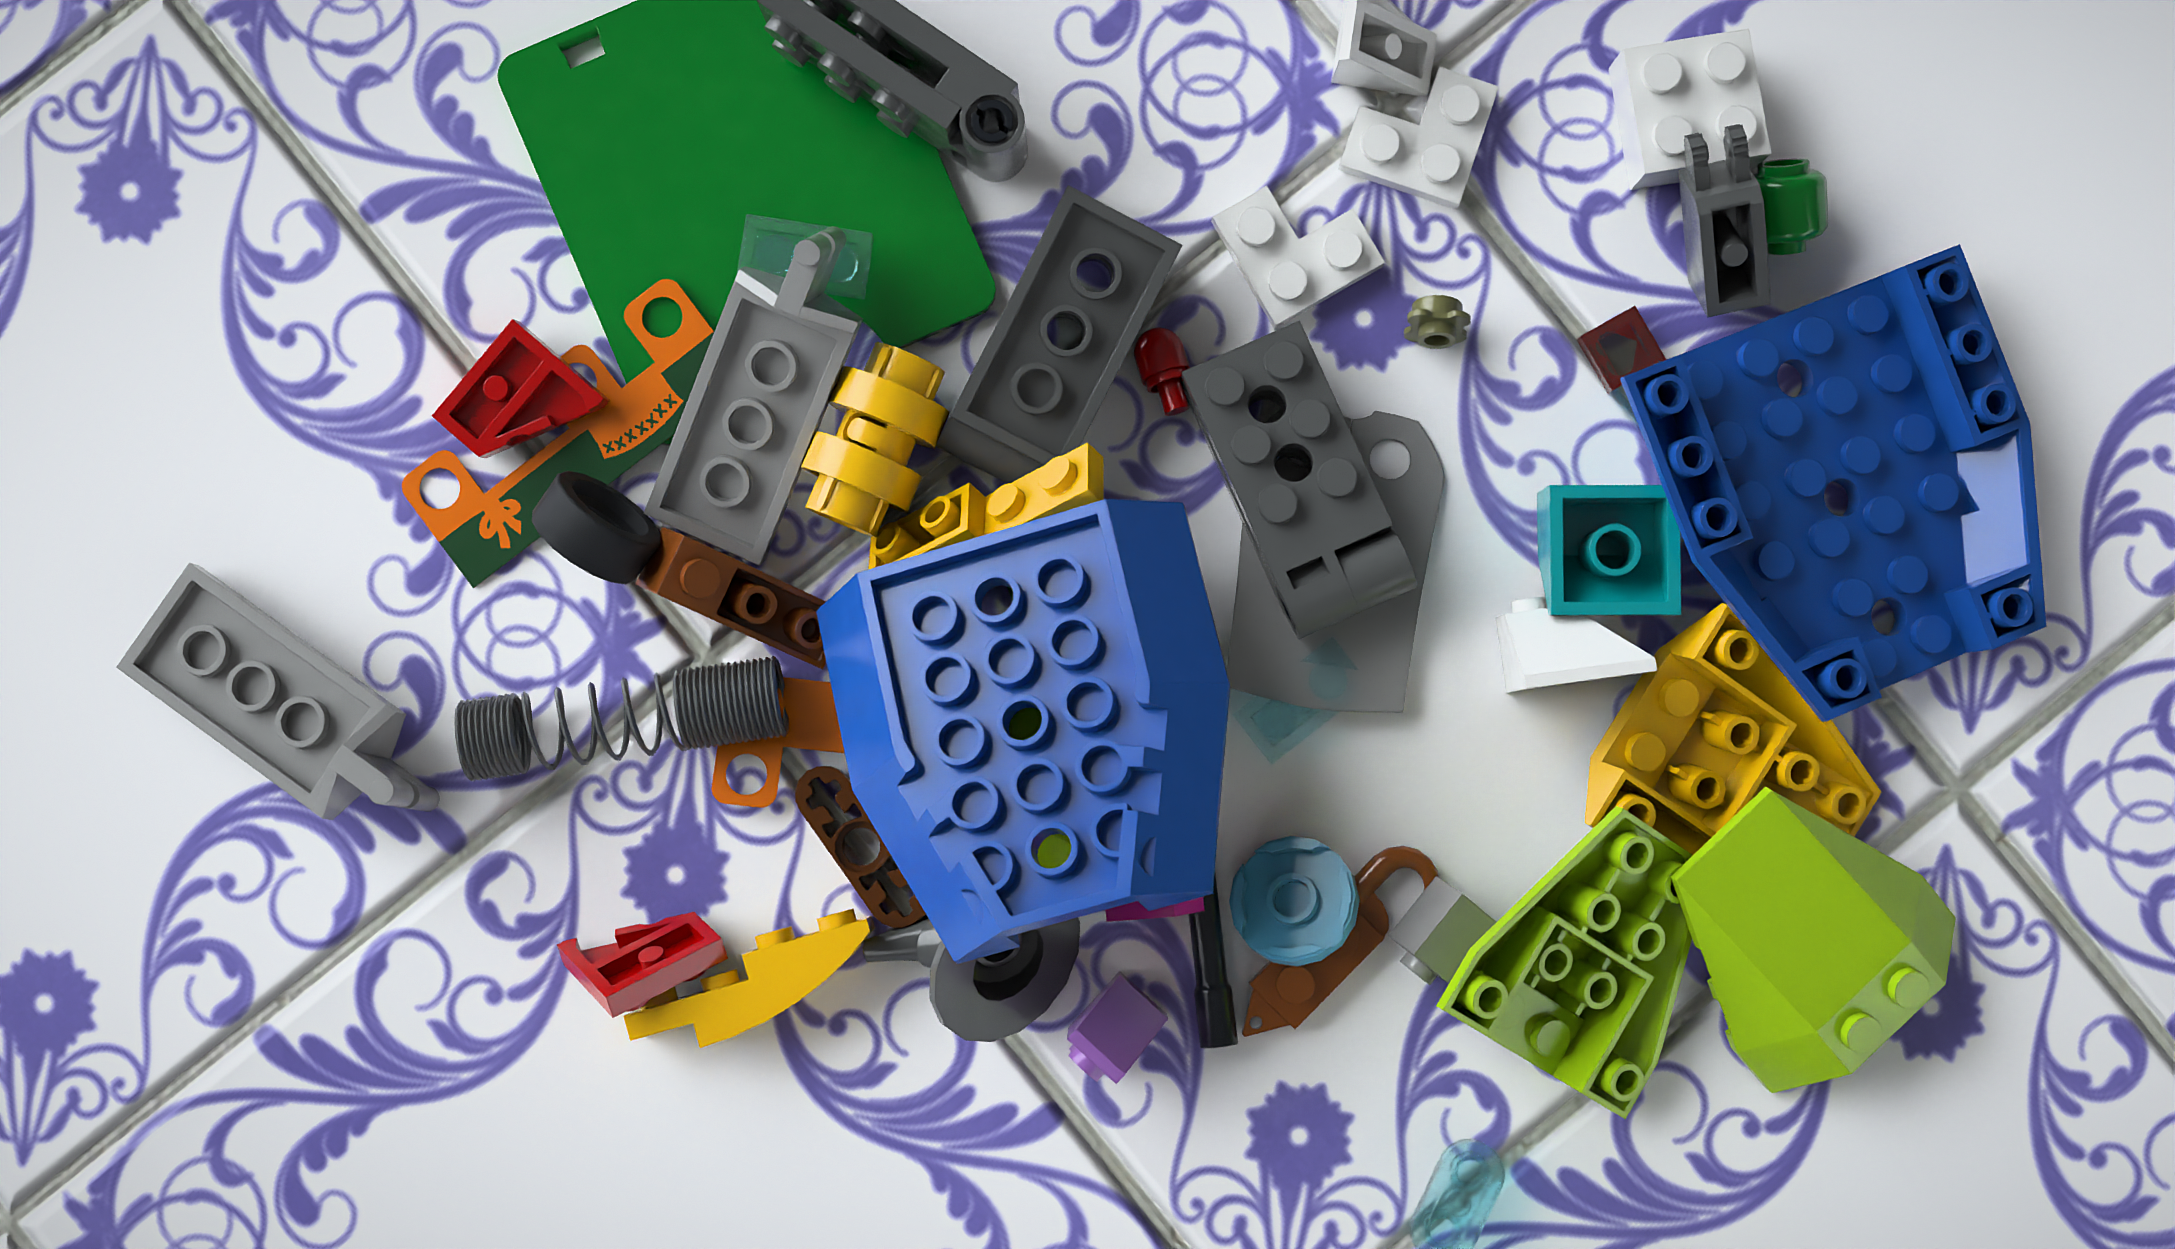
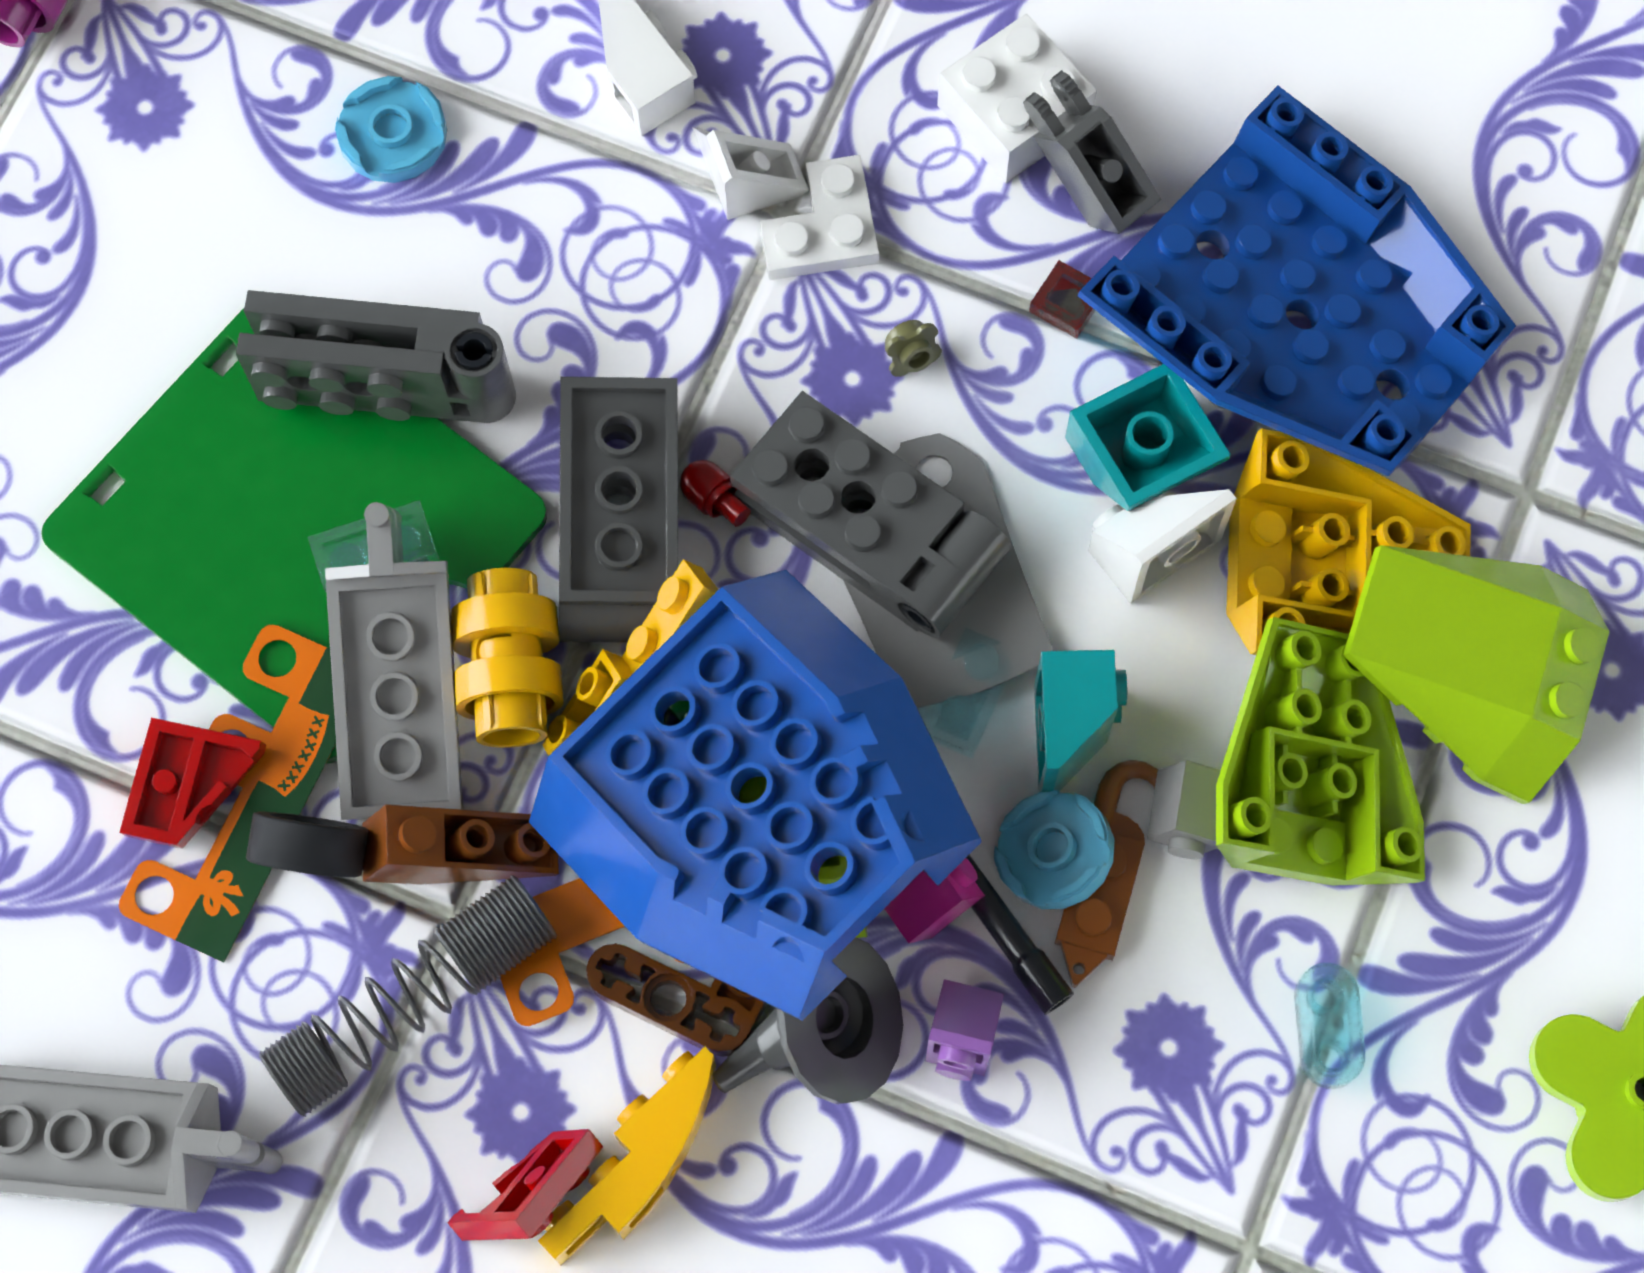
camera: 30 degrees left, 15 degrees down
(1292, 272) = (770, 370): white plate -> none
(1383, 787) = (1075, 708): none -> teal slope
(1792, 204) = (1139, 122): green head -> none

